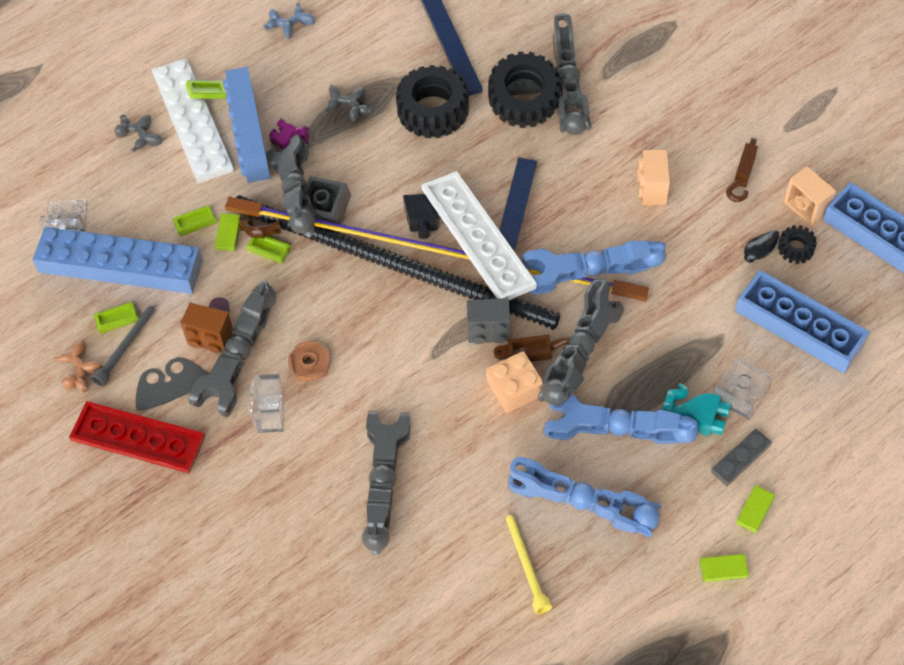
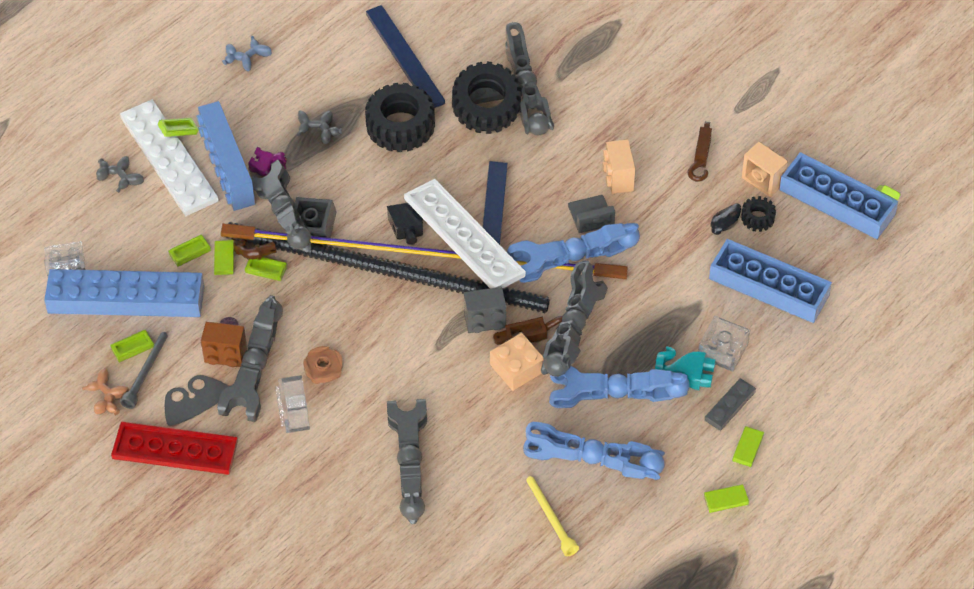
camera: 10 degrees left, 5 degrees down
(618, 225) = (591, 213): none -> dark grey bracket

